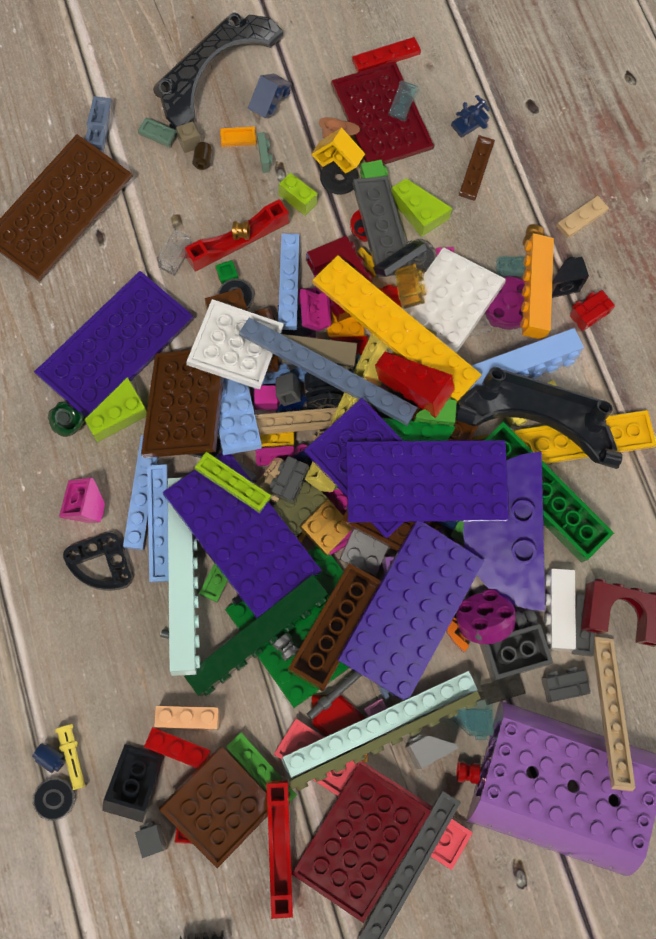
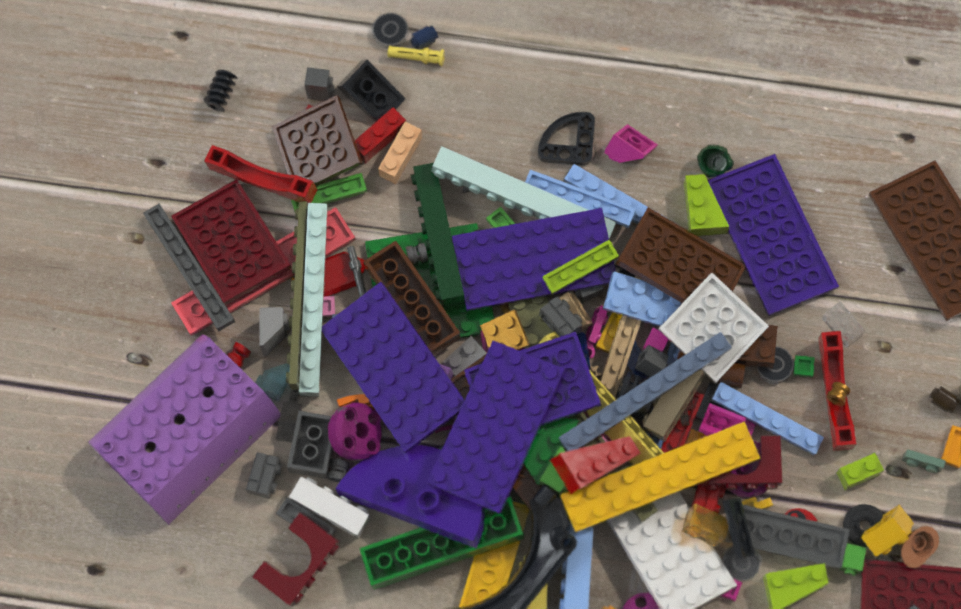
camera: 125 degrees right, 0 degrees up
(613, 715) = (219, 489): tan plate -> none

